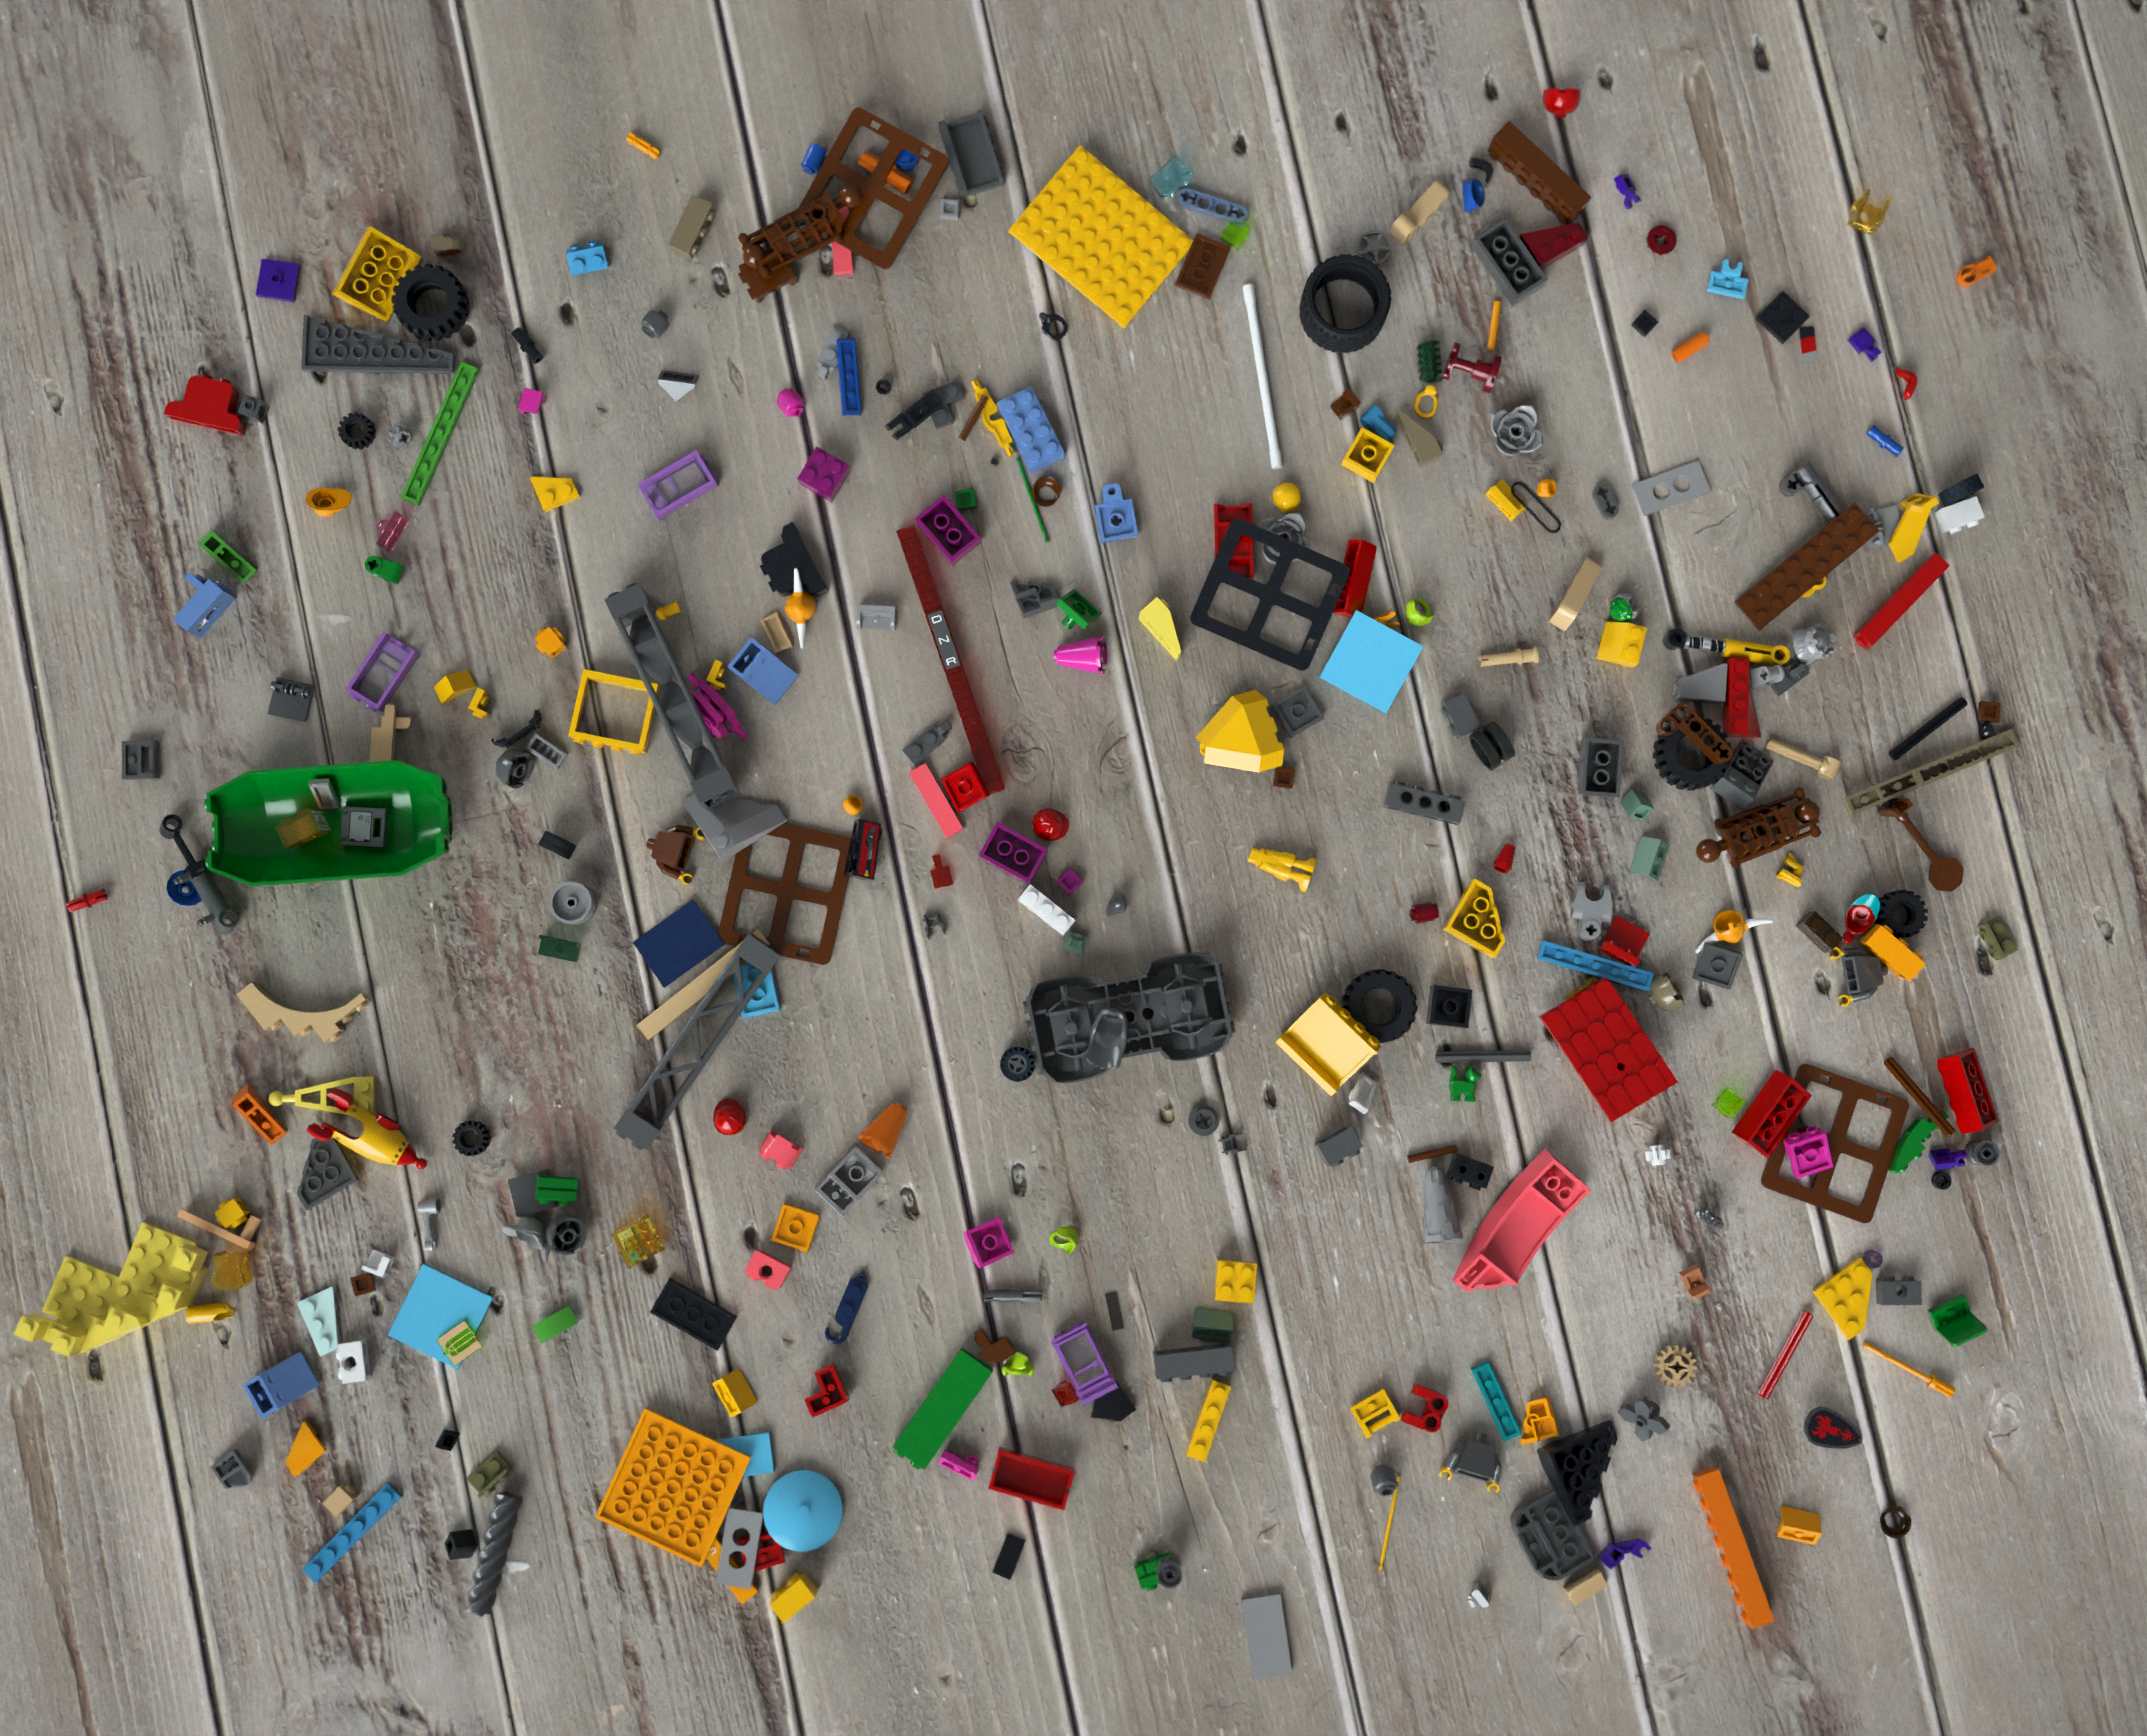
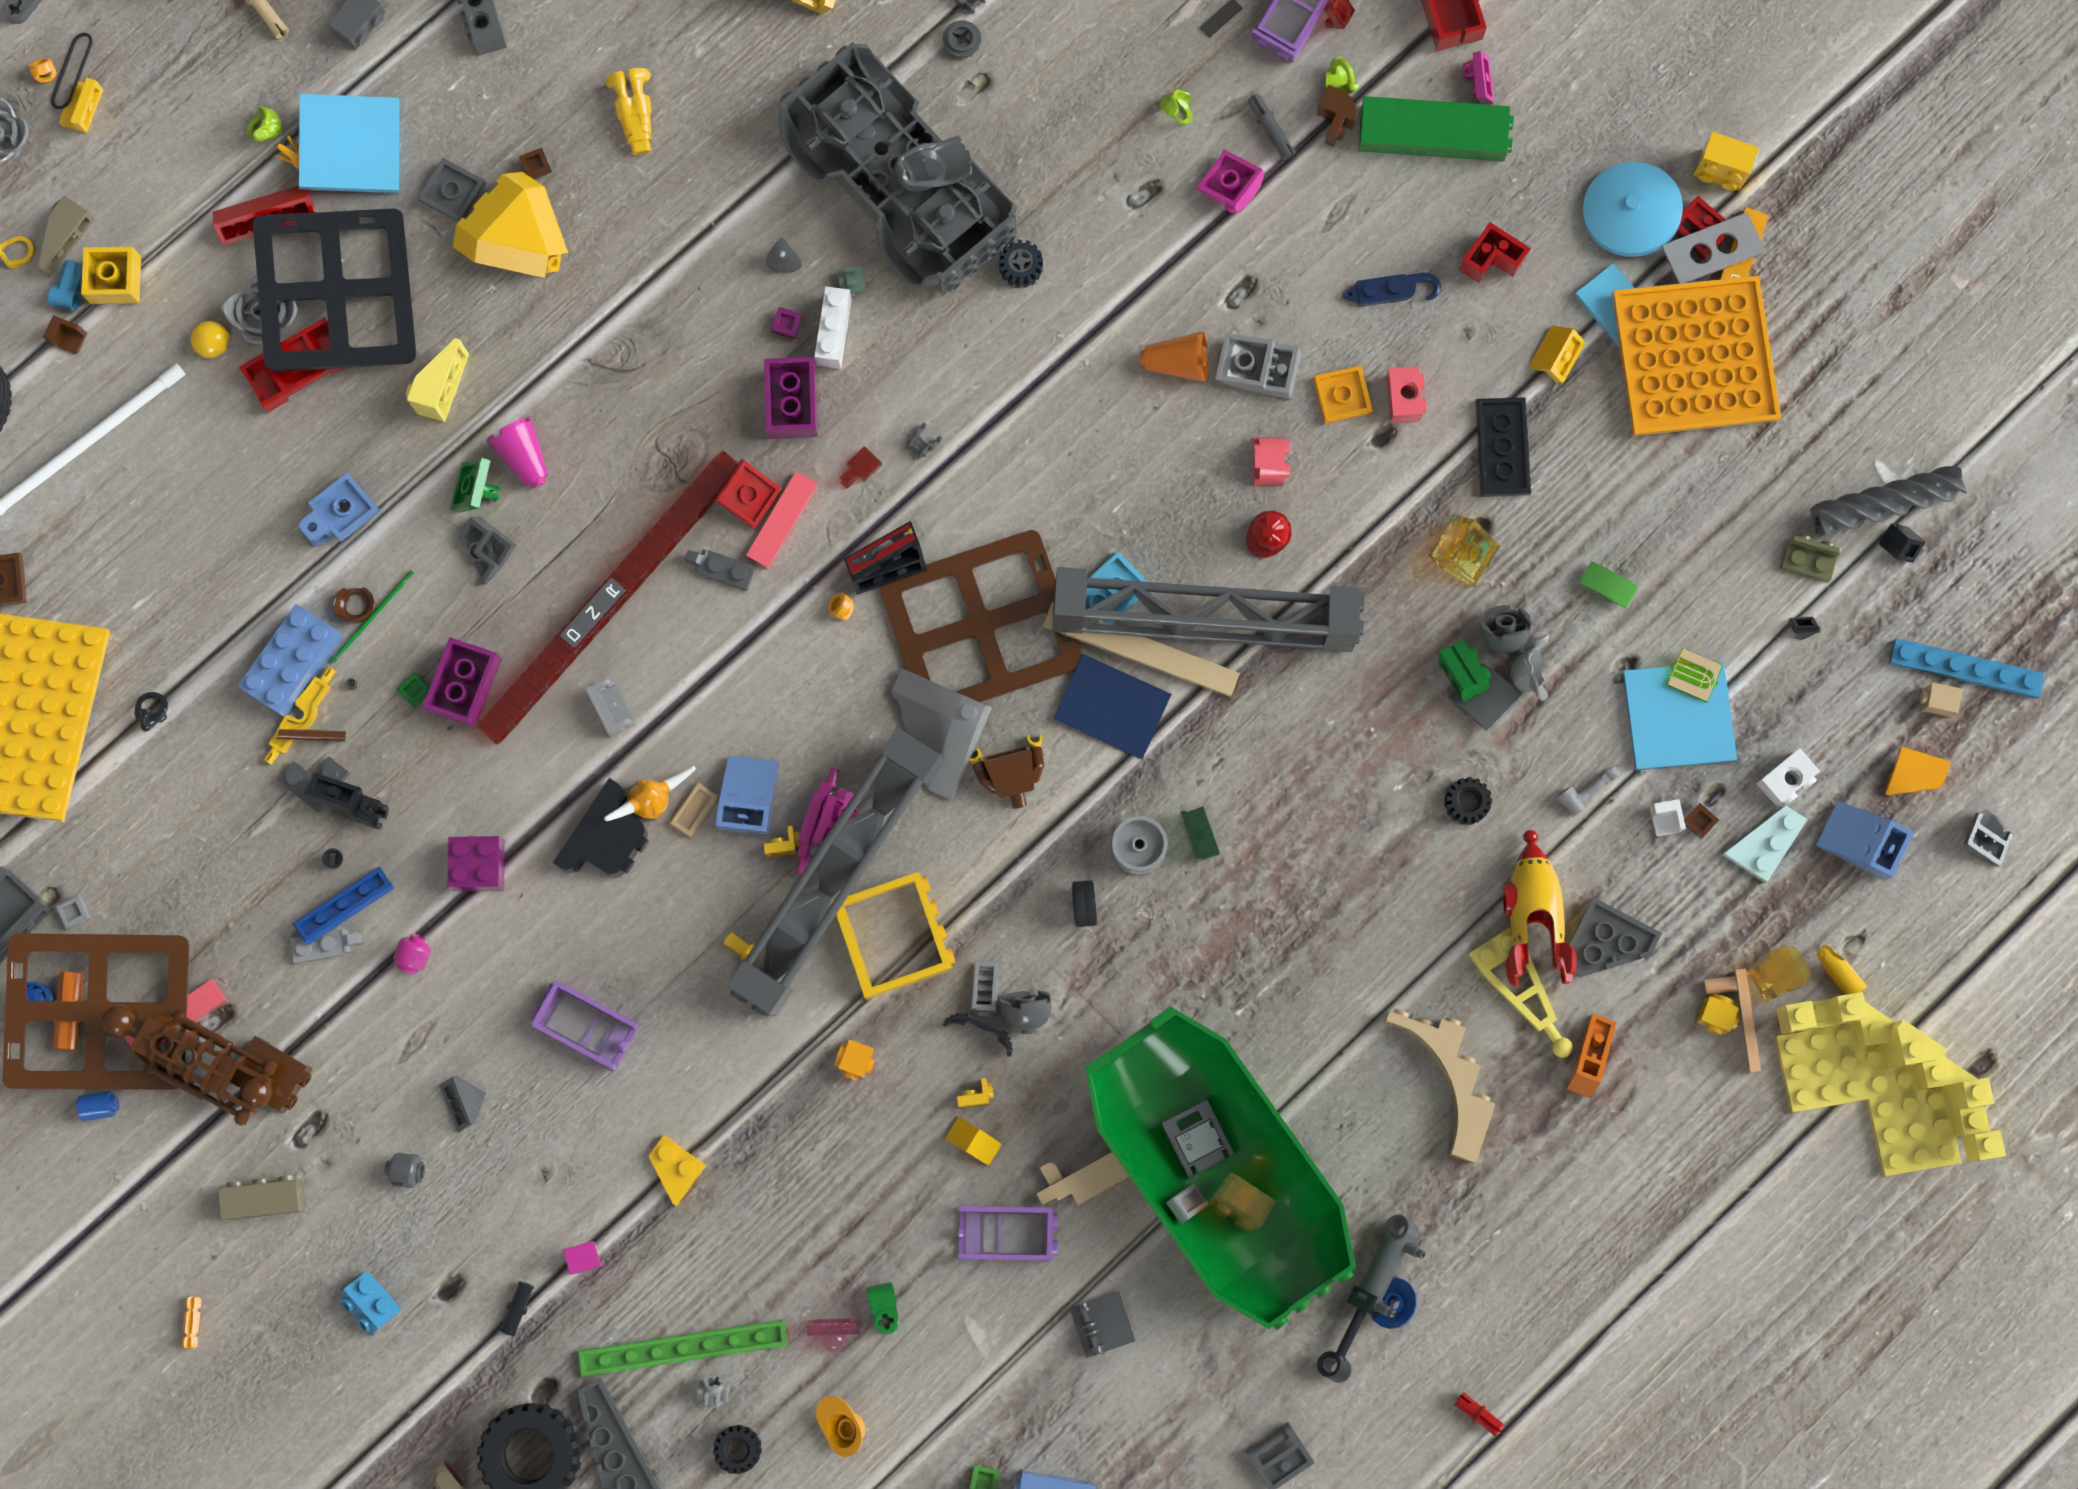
camera: 115 degrees left, 5 degrees down
(1050, 825) = (736, 382): red piece -> none

